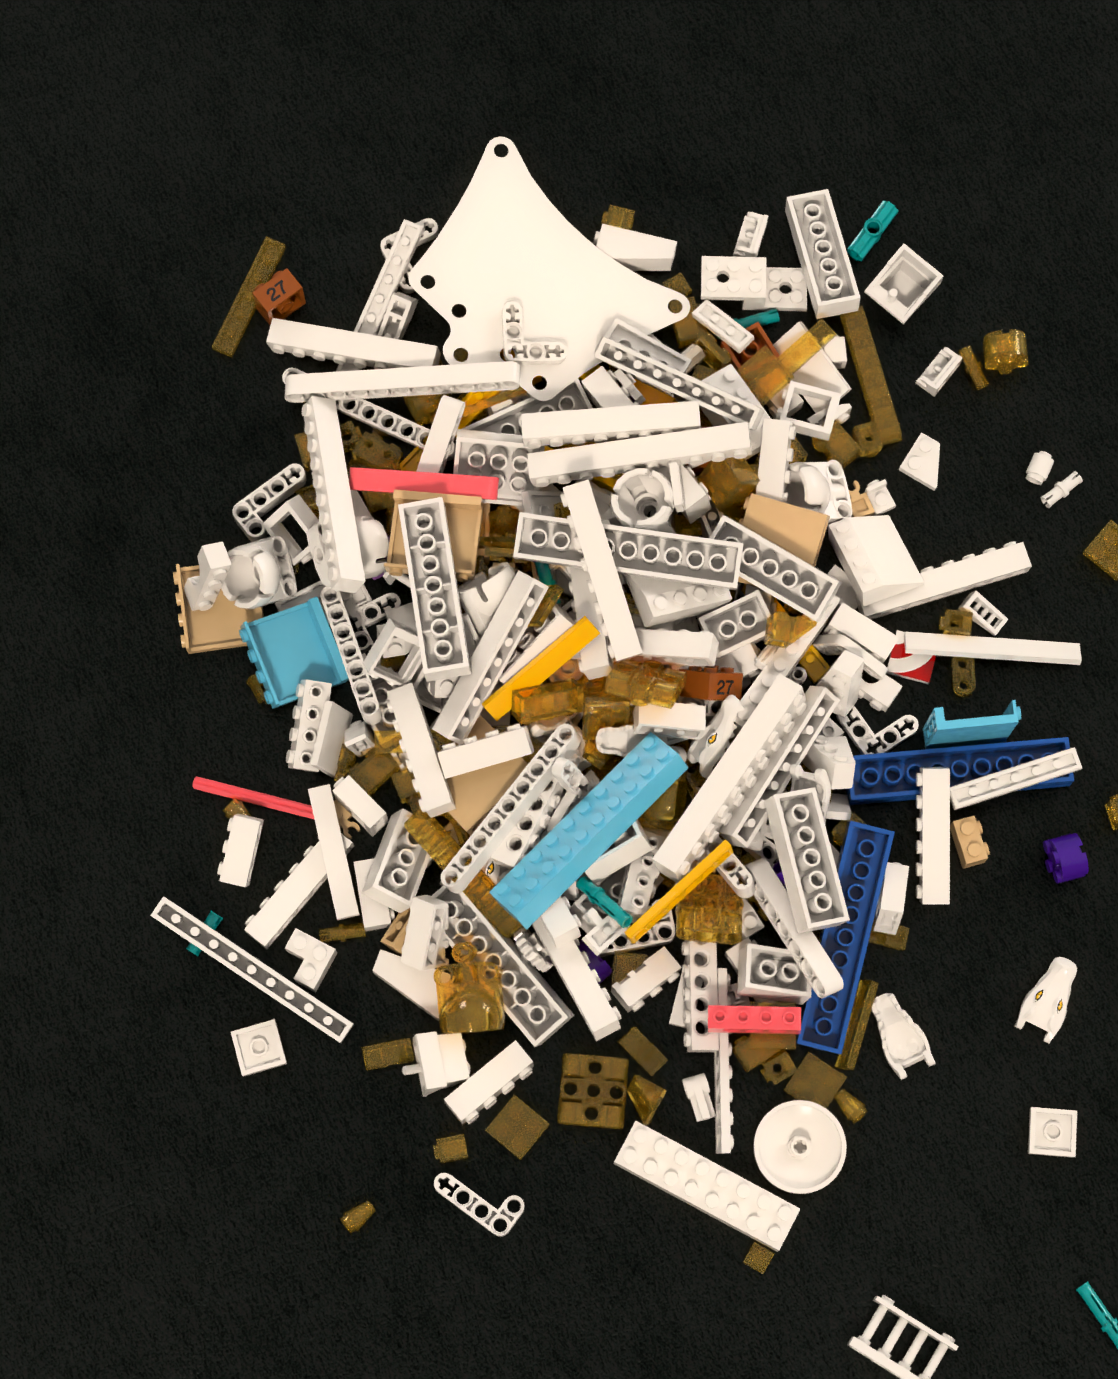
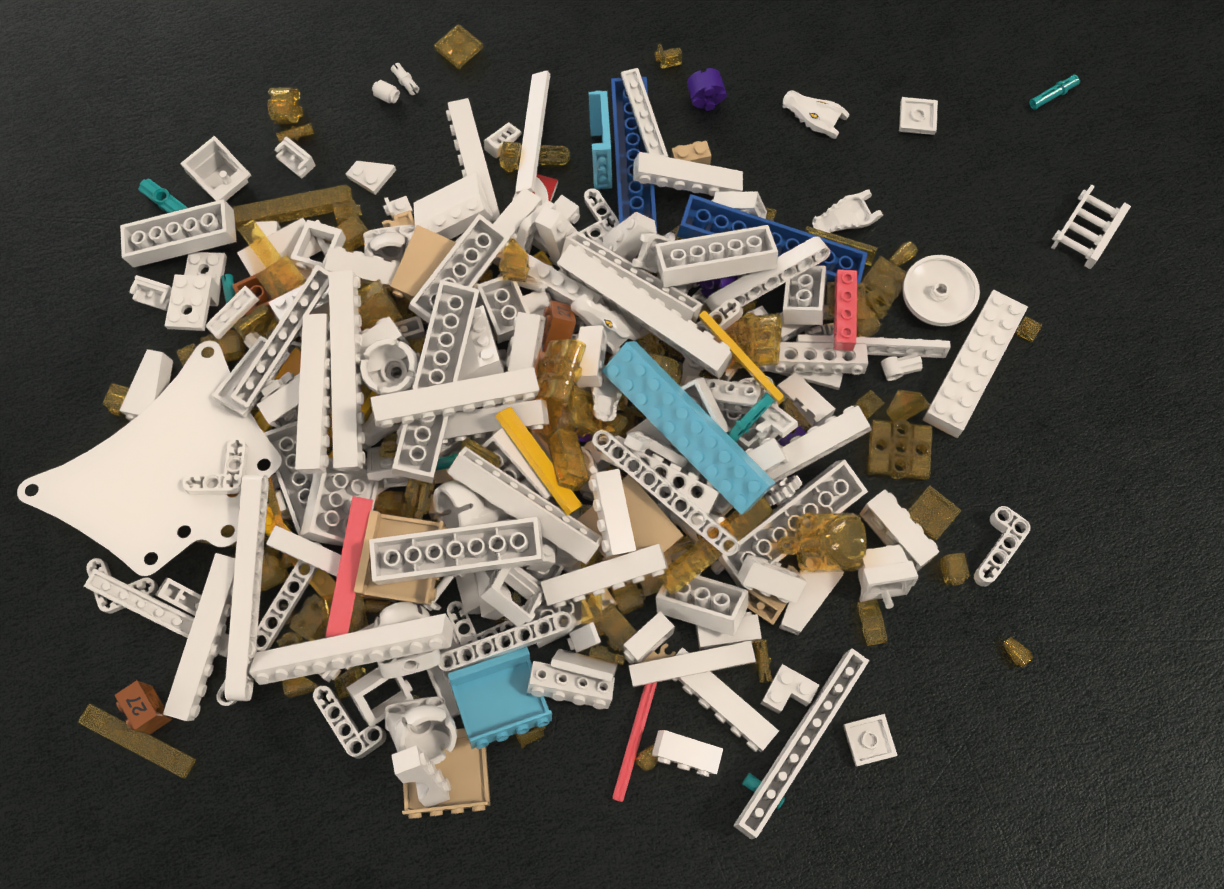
camera: 85 degrees left, 5 degrees down
(677, 487) = (371, 337): white tile -> none

